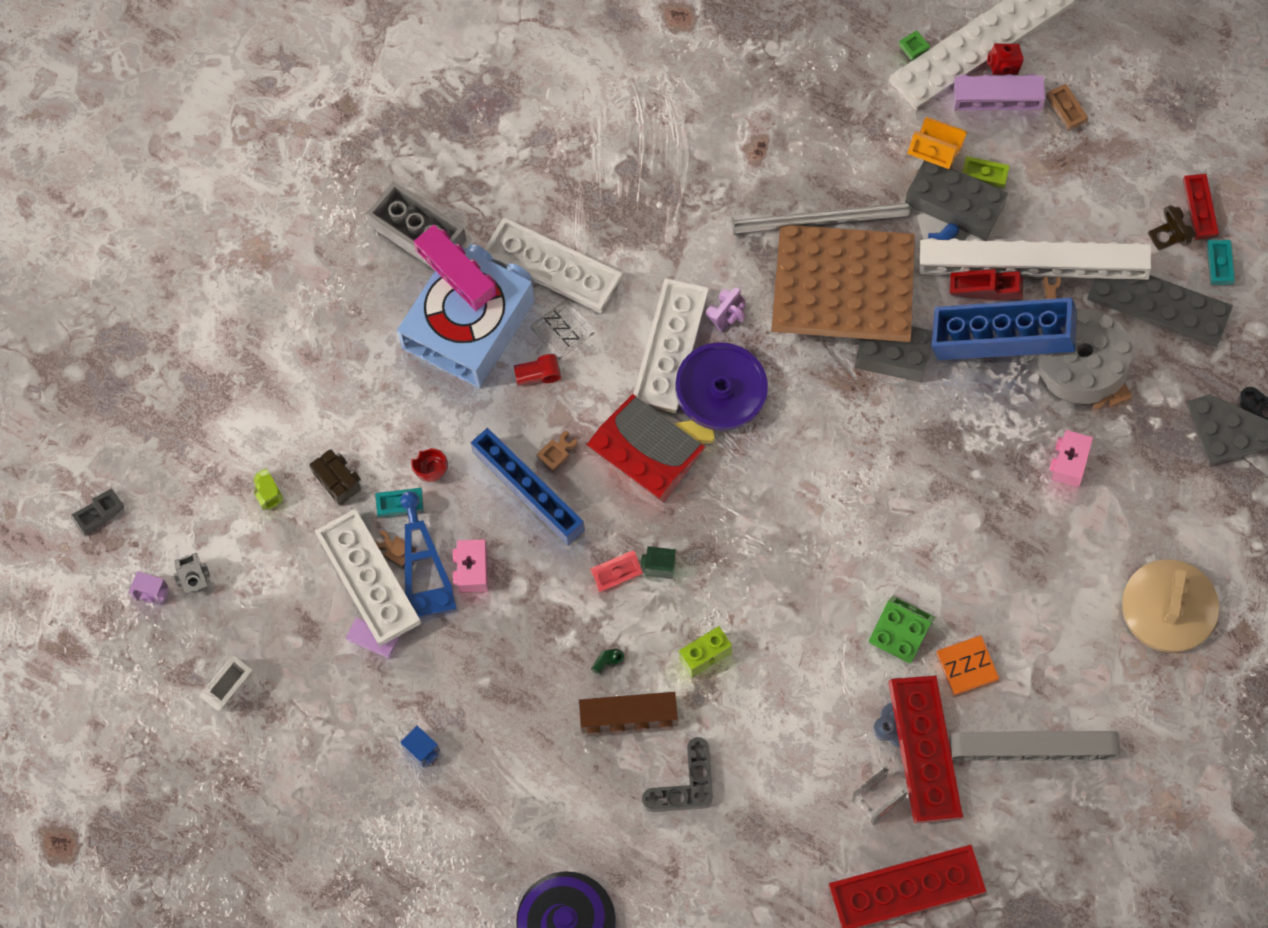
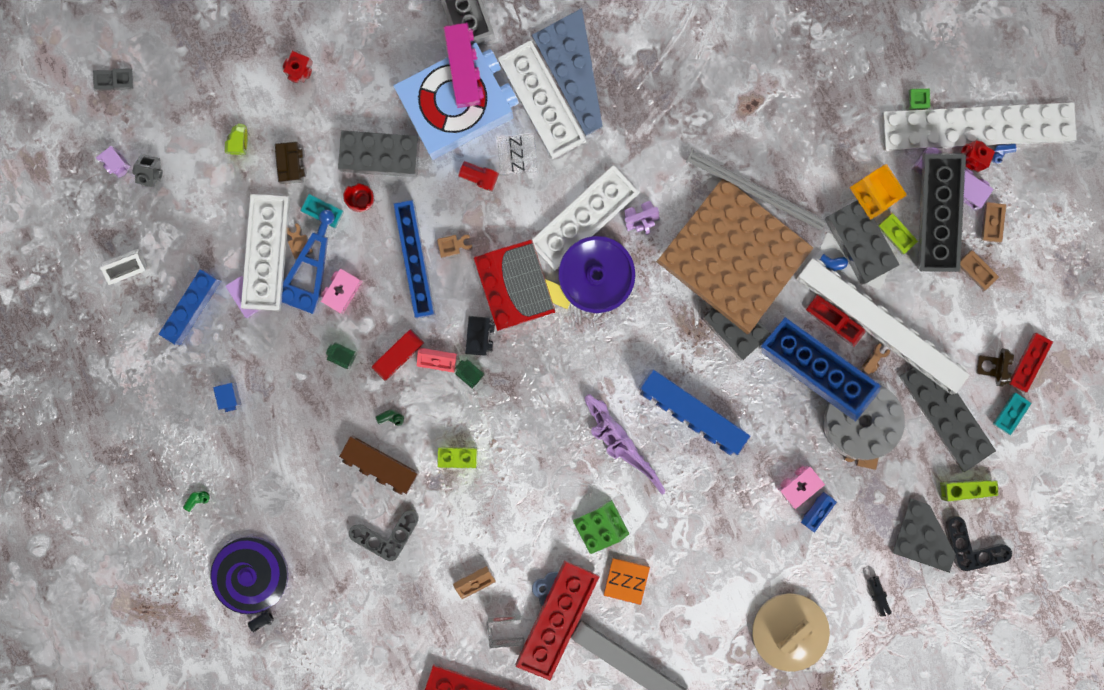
camera: 30 degrees right, 20 degrees up
(285, 381) = (297, 67): none -> red brick
(322, 681) = (189, 307): none -> blue brick
(422, 411) = (379, 153): none -> dark grey brick
(455, 876) = (196, 498): none -> green arm
(514, 629) = (341, 355): none -> clear green brick
(553, 213) = (569, 60): none -> sand blue wing
(572, 592) = (397, 355): none -> red beam
(645, 519) = (478, 336): none -> black bracket
(811, 768) = (474, 582): none -> medium nougat plate
(857, 531) = (618, 441): none -> lavender animal
(912, 452) = (694, 412): none -> blue brick
(1010, 122) = (941, 212): none -> dark grey brick
(1025, 42) = (1001, 150): none -> blue arm
(1085, 157) = (978, 270): none -> medium nougat plate
(1107, 471) = (818, 512): none -> blue plate
(1230, 513) = (879, 596): none -> black pin
(1234, 356) = (968, 490): none -> lime leg

